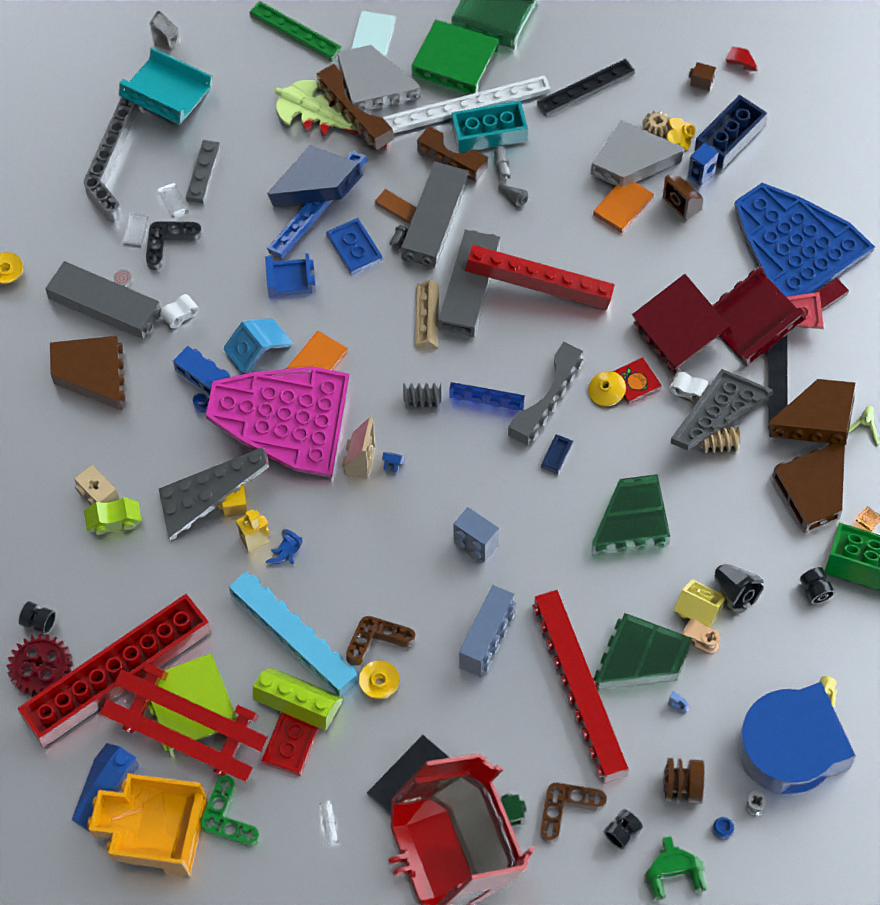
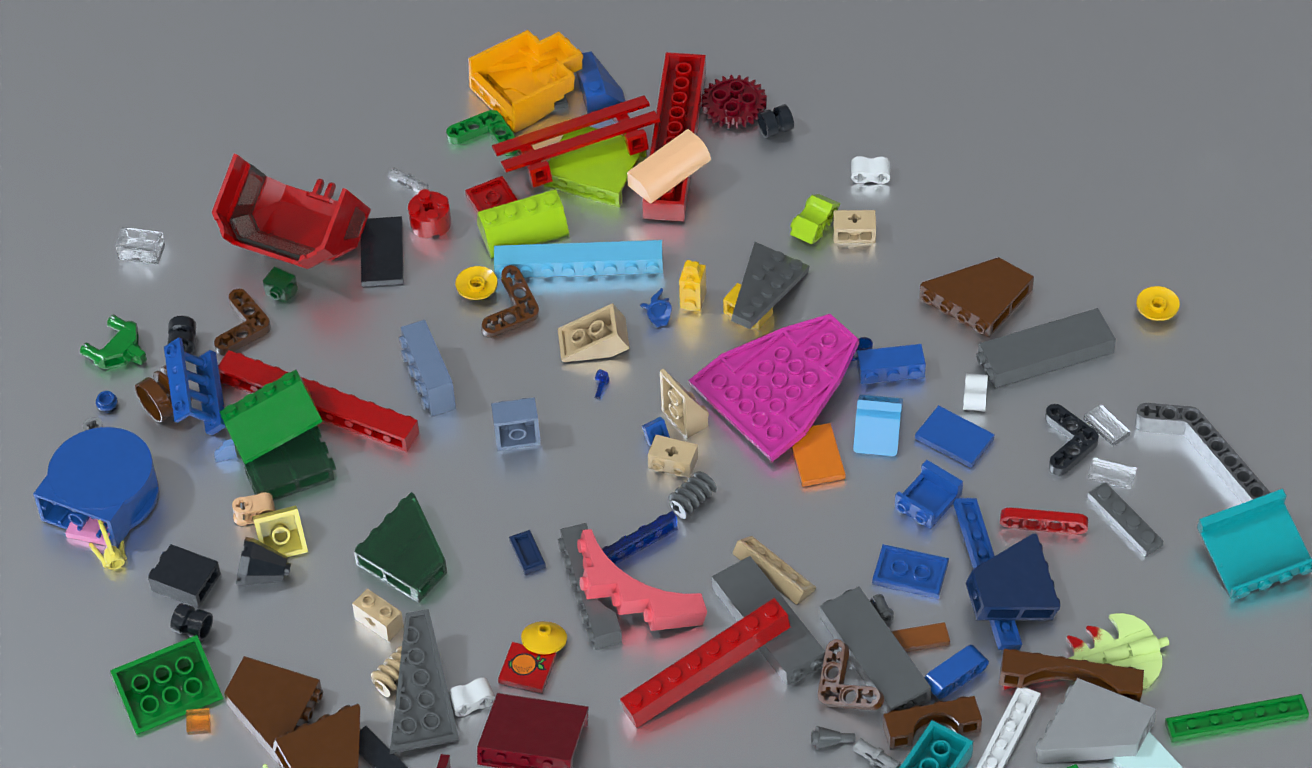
camera: 135 degrees right, 10 degrees down
(30, 521) = (870, 170): none -> white axle
(123, 278) = (1058, 380): light grey tile -> none
(162, 627) = (668, 166): none -> light nougat brick
(225, 299) = (954, 436): none -> blue tile
(248, 204) = (1068, 522): none -> red beam
(344, 759) = (429, 214): none -> red brick
(352, 563) = (594, 335): none -> tan slope
(379, 529) = (603, 379): none -> clear blue hand
(402, 431) = (672, 456): none -> tan brick
(405, 168) = (956, 671): none -> blue beam
(478, 212) = (837, 686): none -> beam
(527, 338) = (631, 596): none -> coral arch
(634, 676) = (270, 416): none -> green slope
(653, 748) = (209, 386): none -> blue fence
(694, 486) = (378, 615): none -> tan brick
(791, 627) = (184, 575): none -> black brick

